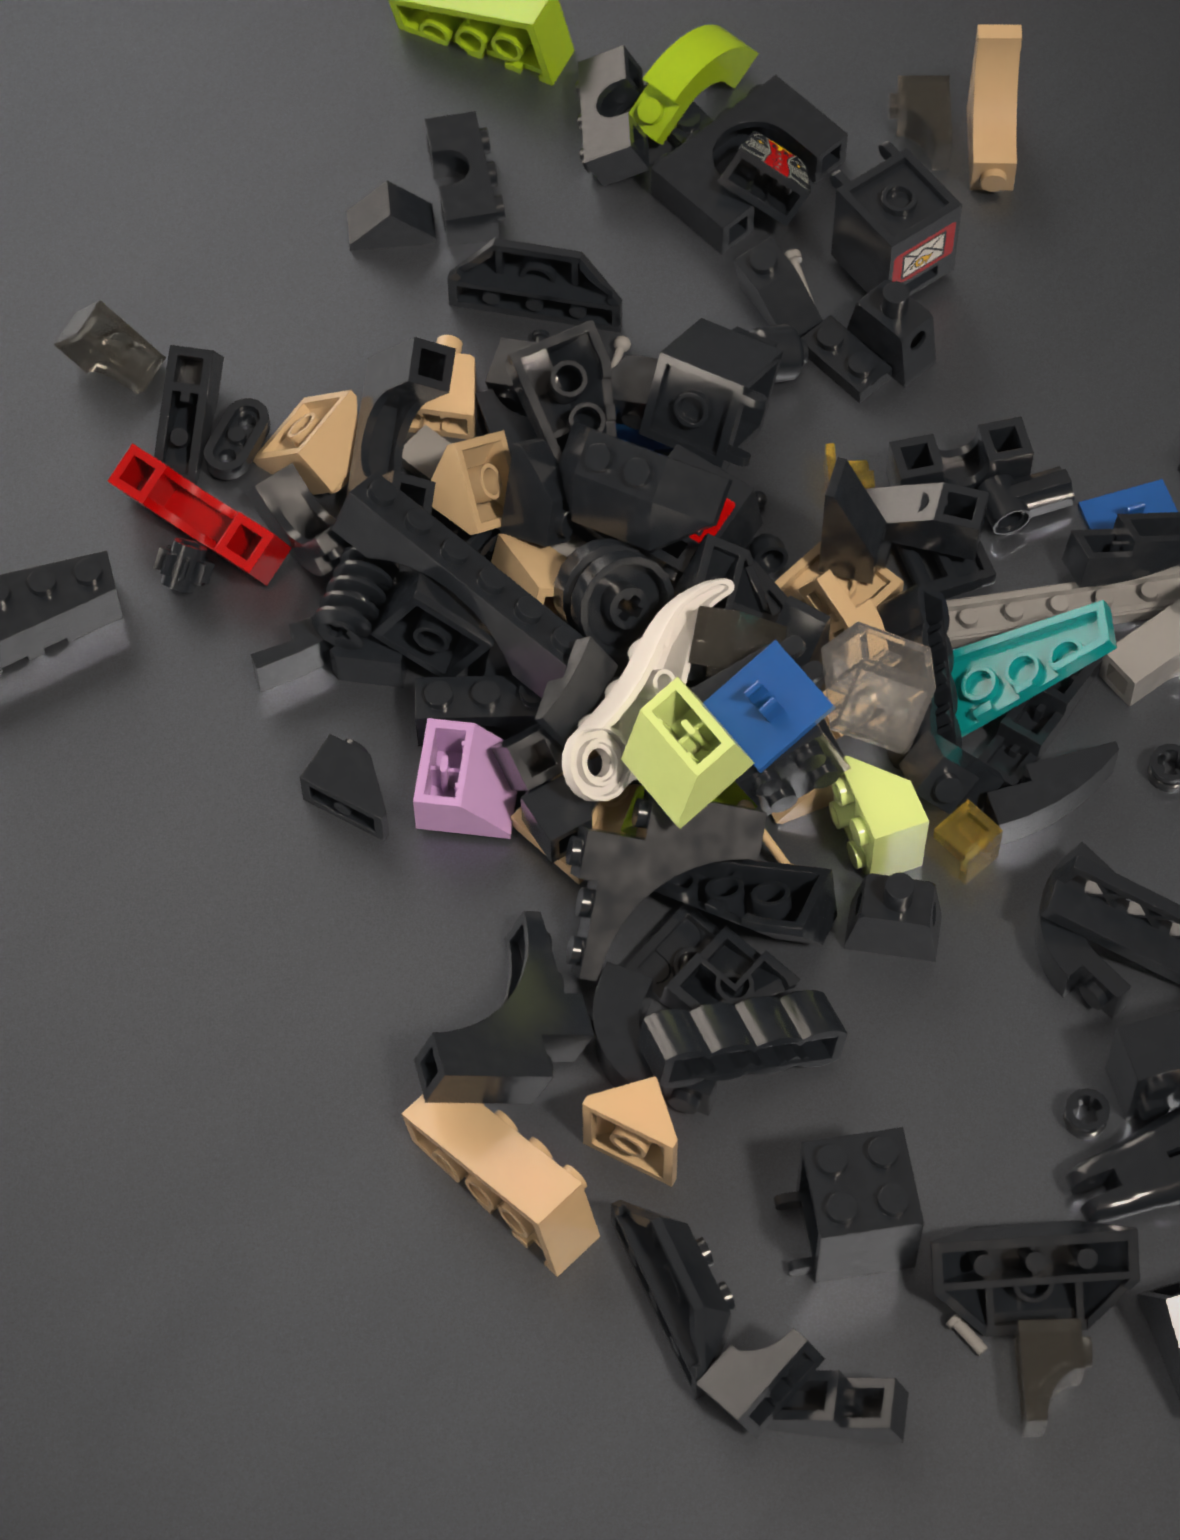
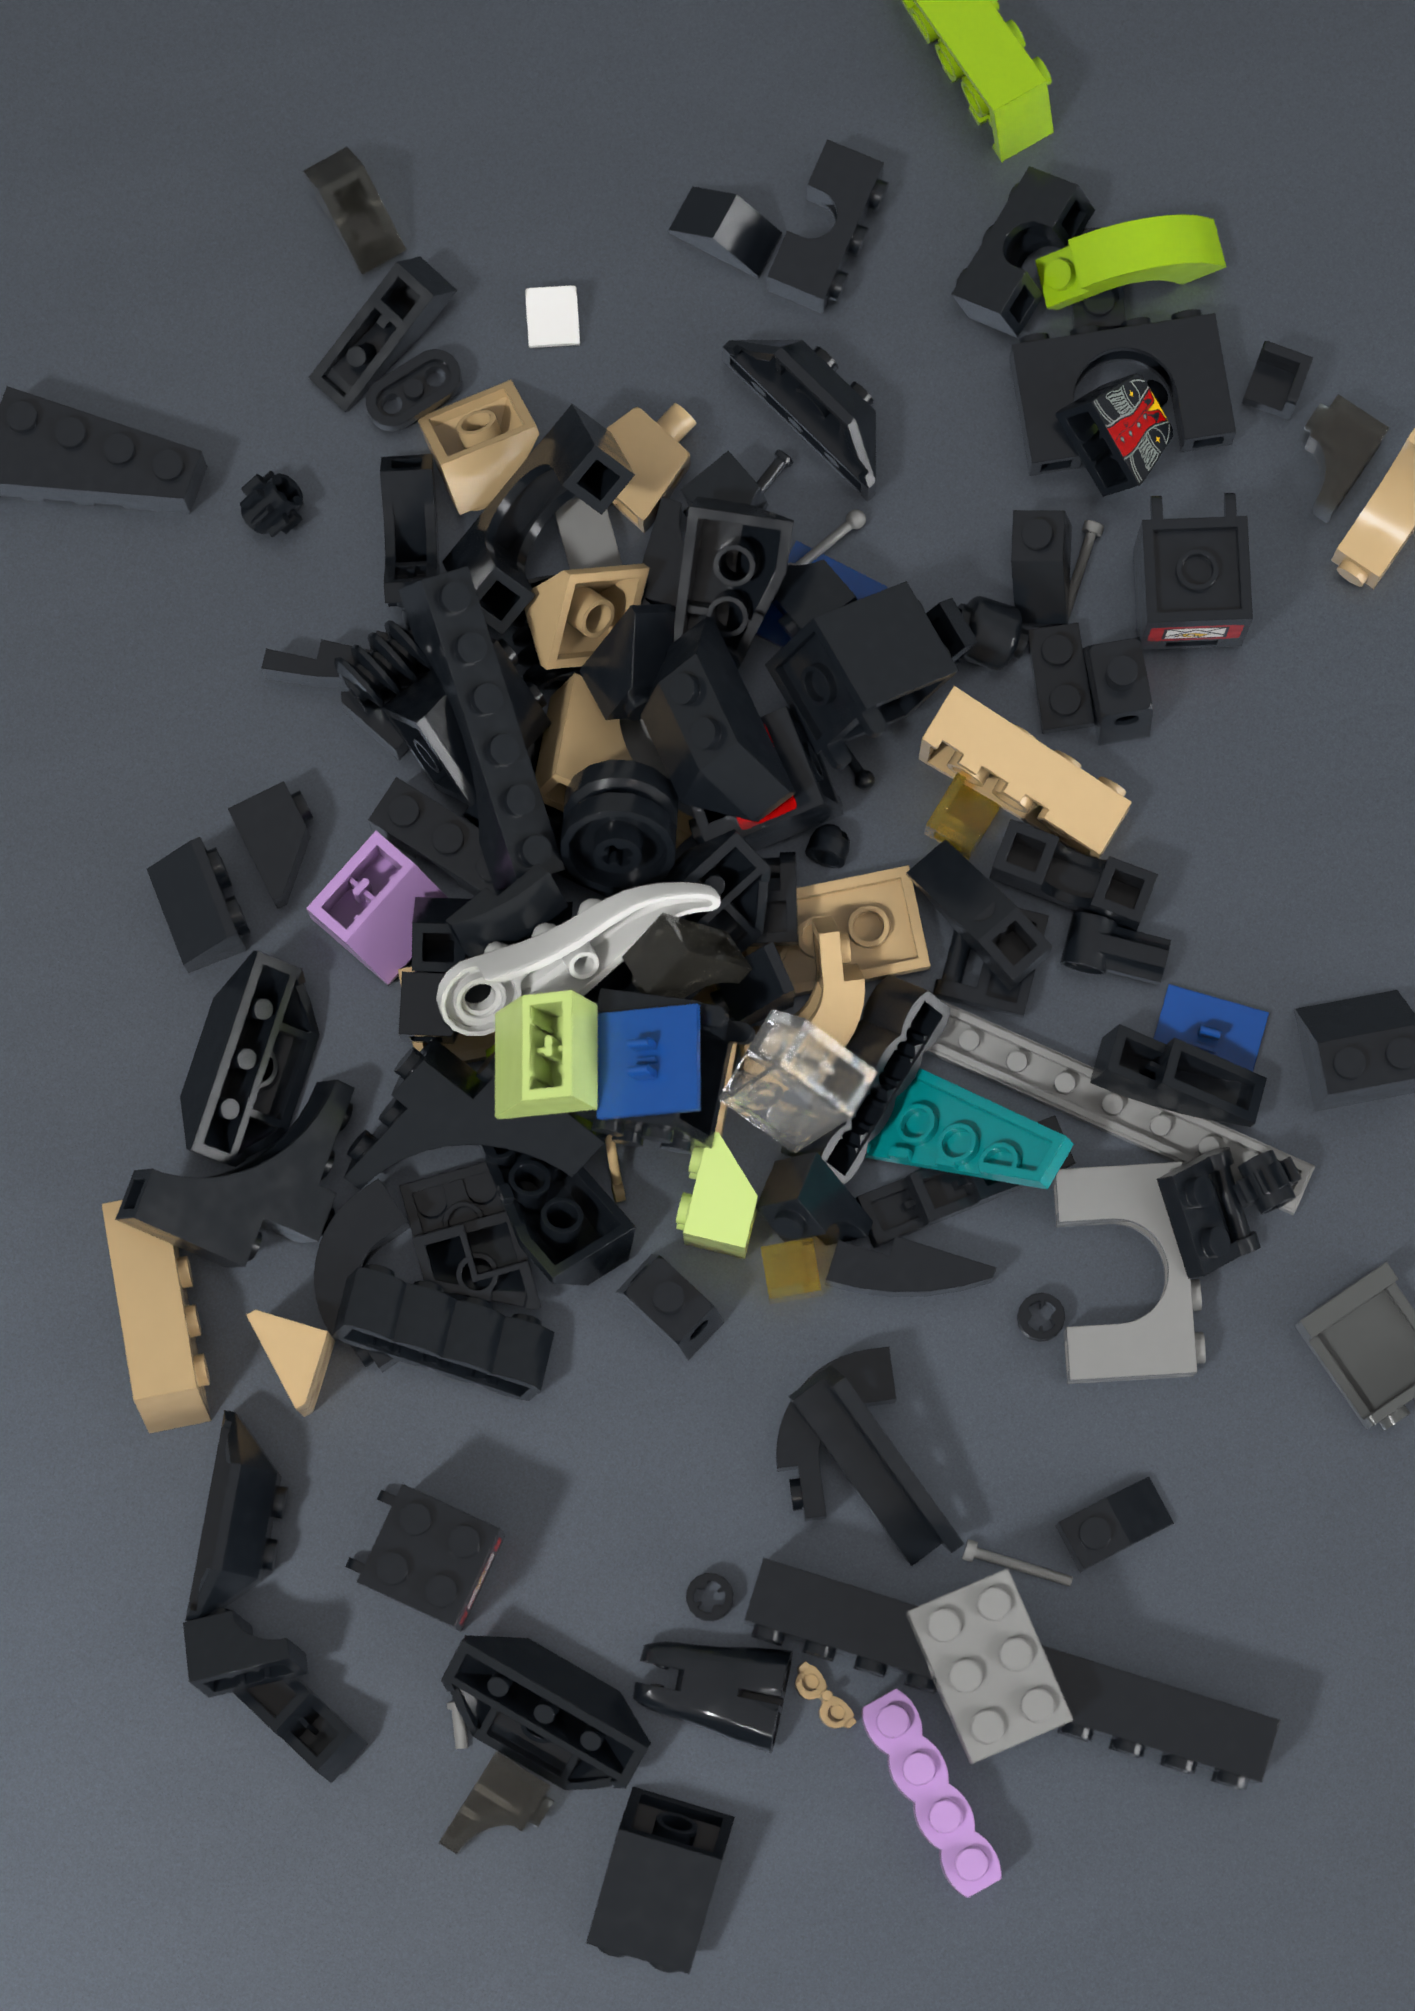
camera: 35 degrees right, 20 degrees up
(199, 514) = (304, 415): red arch -> none
(304, 338) = (552, 316): none -> white slope
(324, 857) = (196, 909): none -> black slope
(440, 941) = (249, 1061): none -> black wedge
(848, 95) = (1277, 380): none -> black panel
(852, 528) = (899, 897): black slope -> none
(864, 418) = (1023, 774): none -> tan wedge

